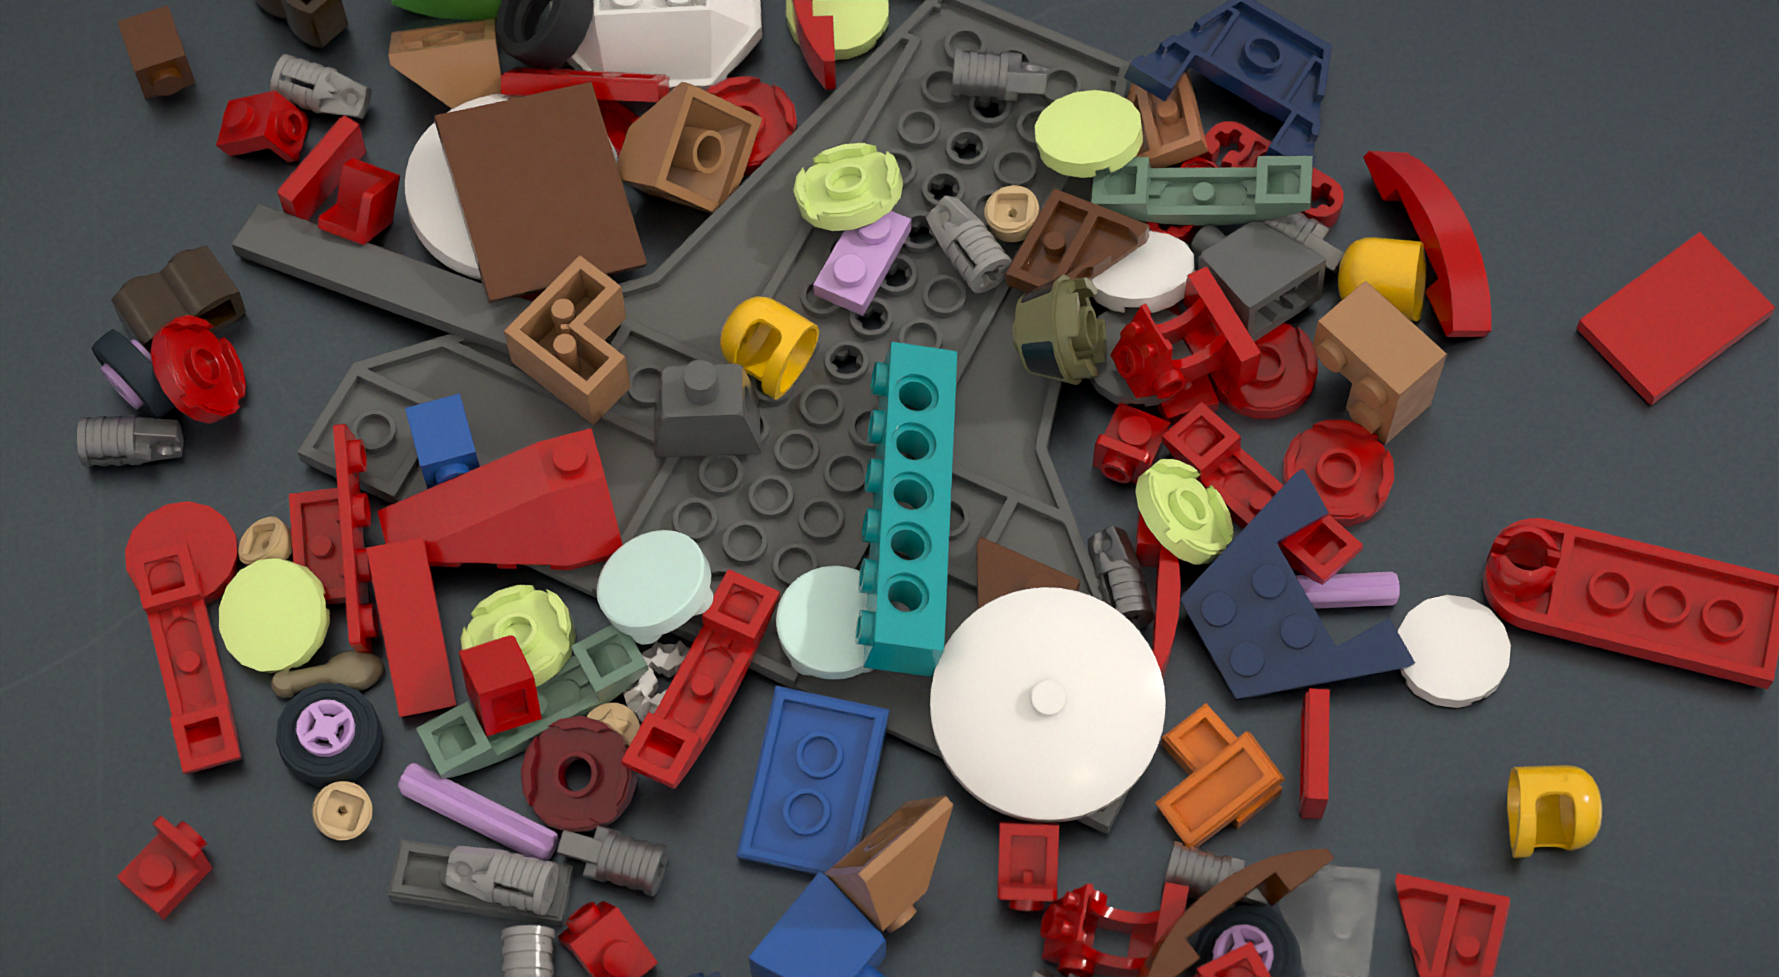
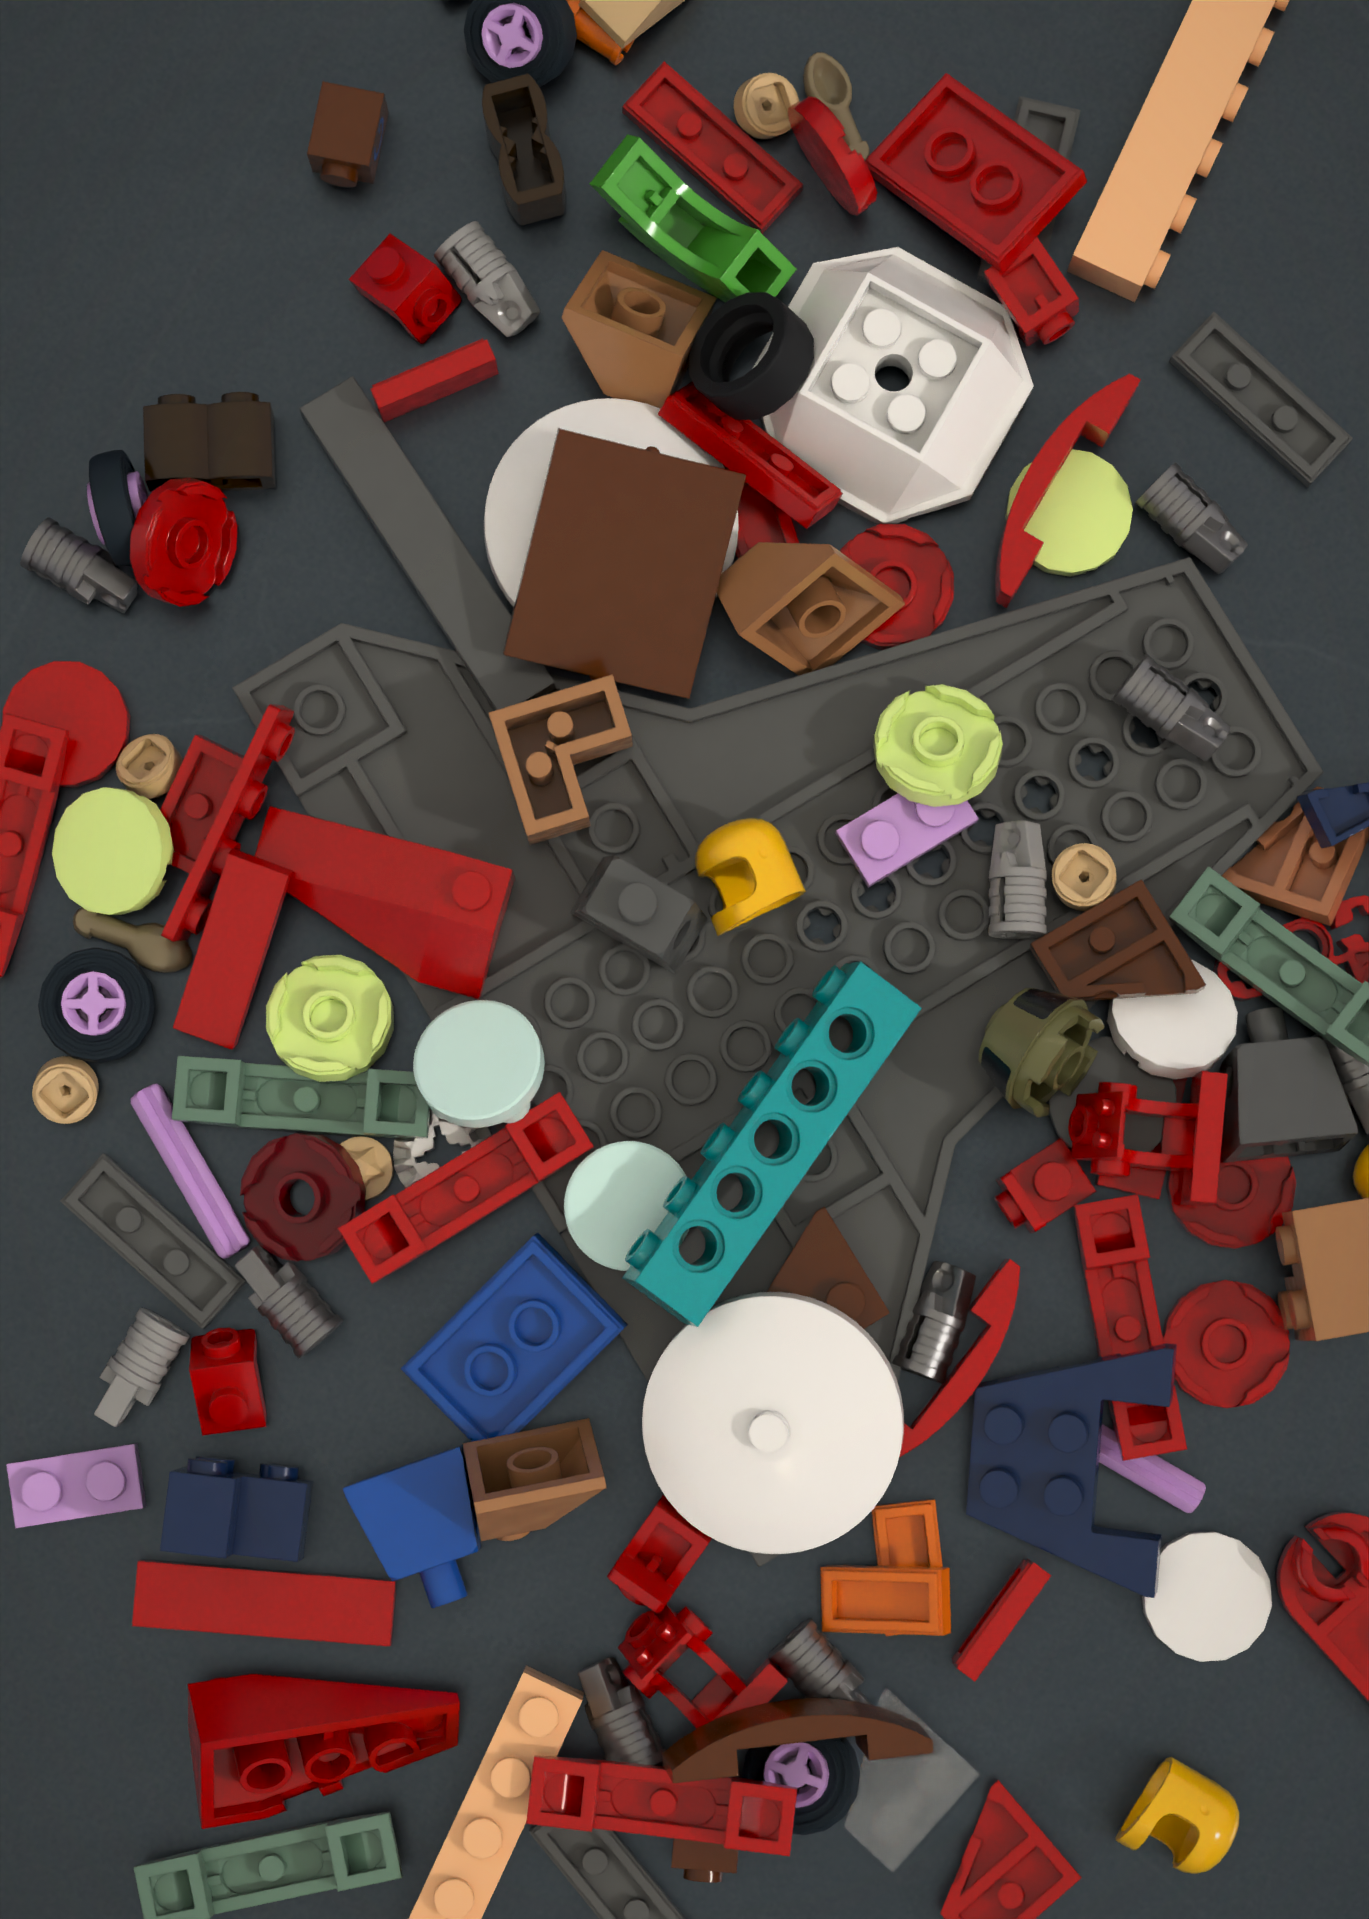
camera: 30 degrees right, 20 degrees up
(363, 202) = (450, 446): red panel -> none
(442, 439) = (370, 780): blue brick -> none
(500, 685) = (278, 1066): red panel -> none
(503, 877) = (168, 1262): light grey hinge -> none
(1088, 133) = (1218, 837): yellowish green tile -> none
(1183, 513) = (1038, 1304): yellowish green tile -> none

